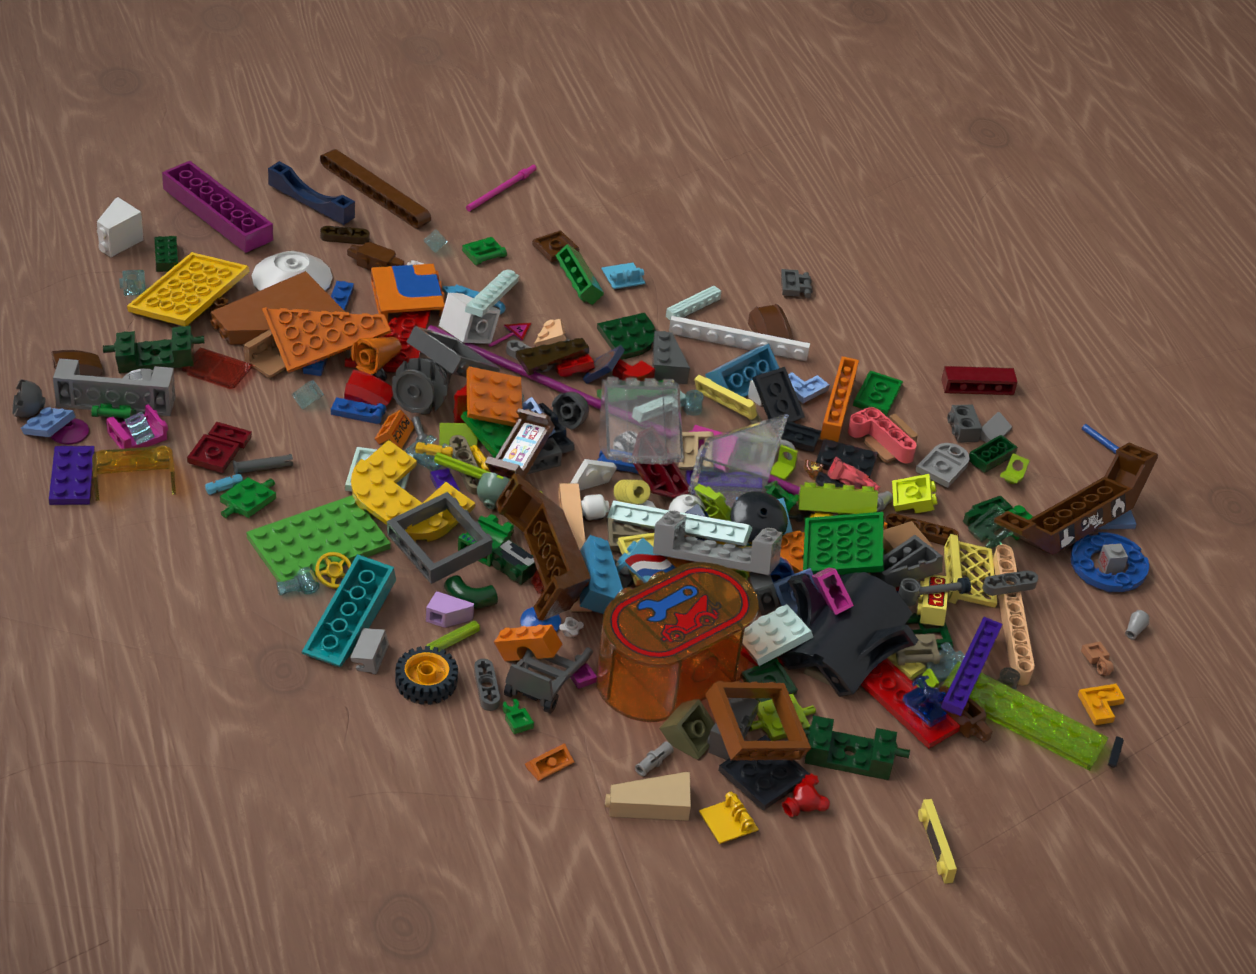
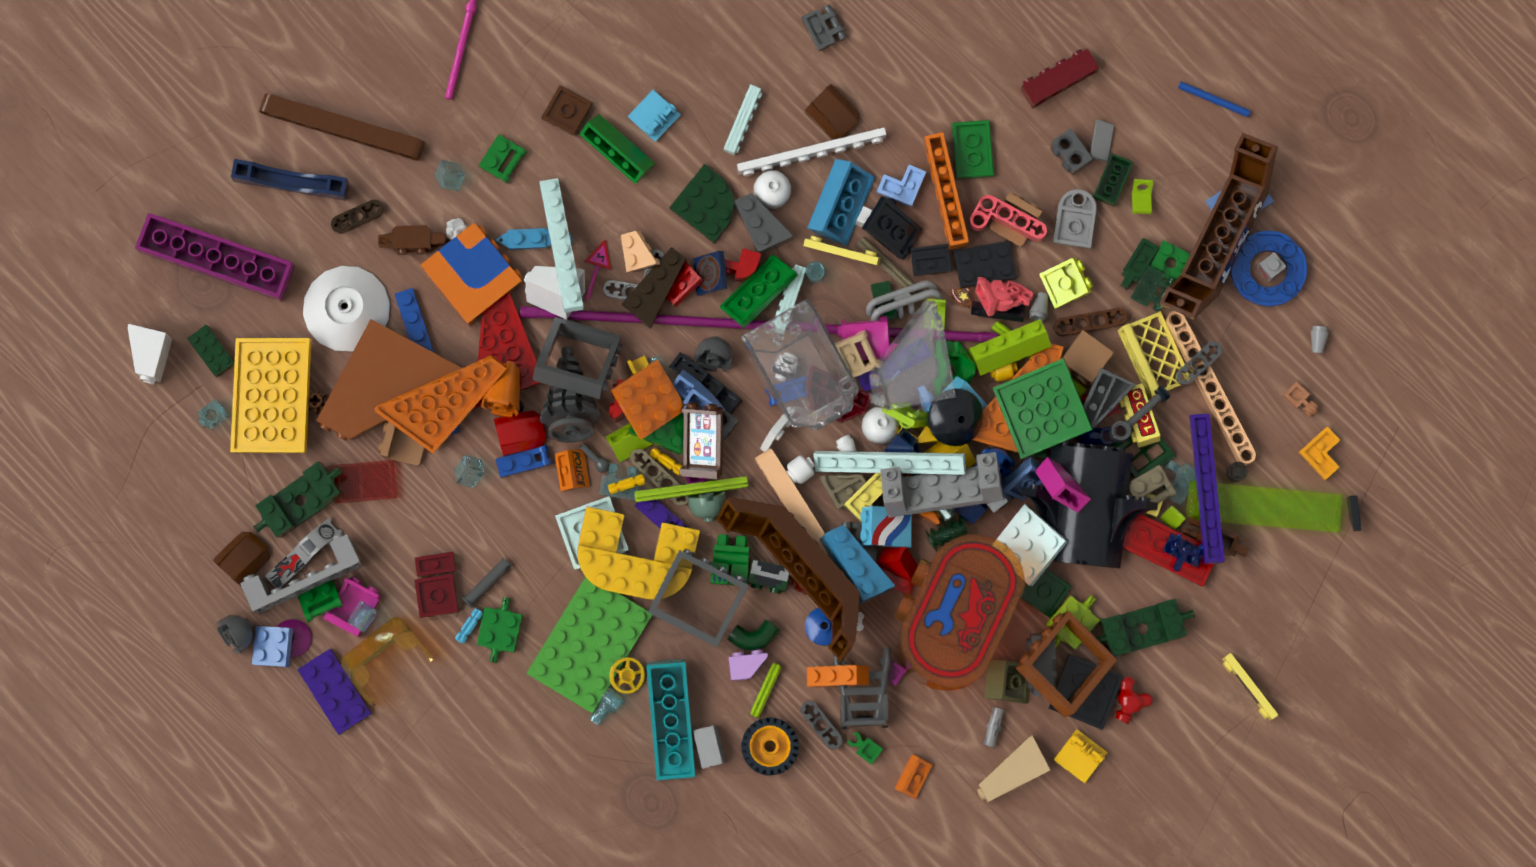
camera: 25 degrees left, 40 degrees up
(631, 491) = (827, 438): light yellow piece -> none
(693, 345) = (772, 189): none -> white cylinder

